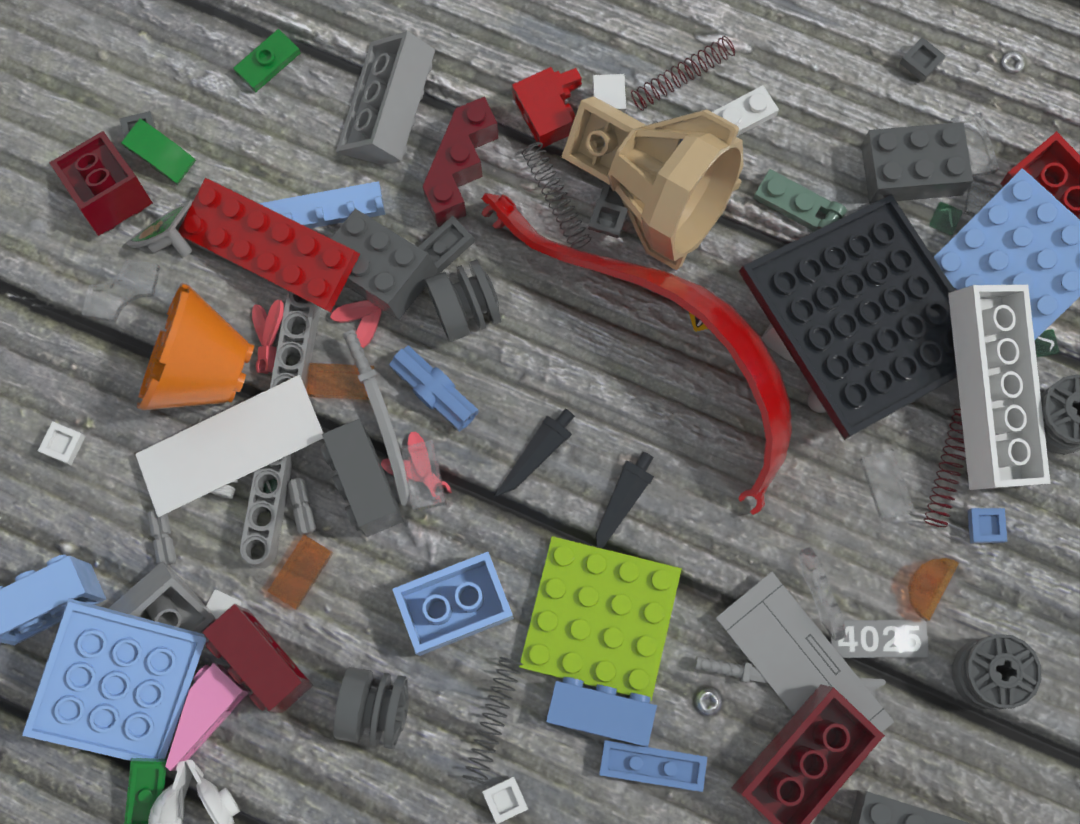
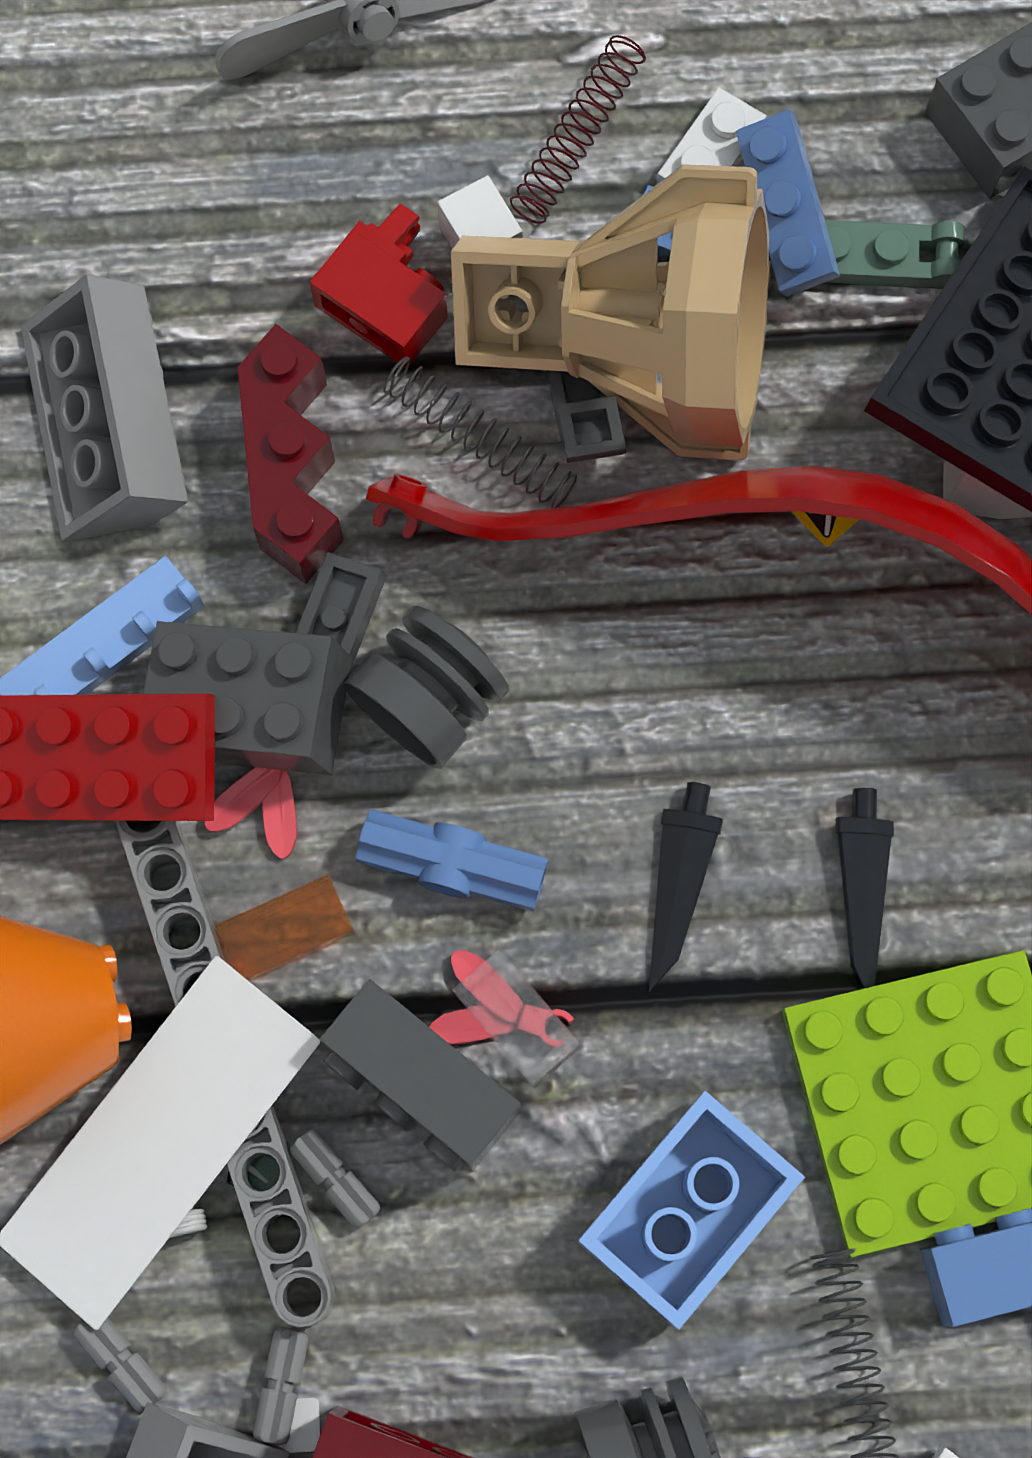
camera: 30 degrees left, 0 degrees up
(222, 591) = (277, 1400): none -> light grey piece
(267, 329) = (114, 911): coral piece -> none
(300, 572) = (392, 1293): clear orange tile -> none
(368, 378) = (333, 900): light grey sword -> none
(763, 156) = (796, 224): none -> medium blue plate

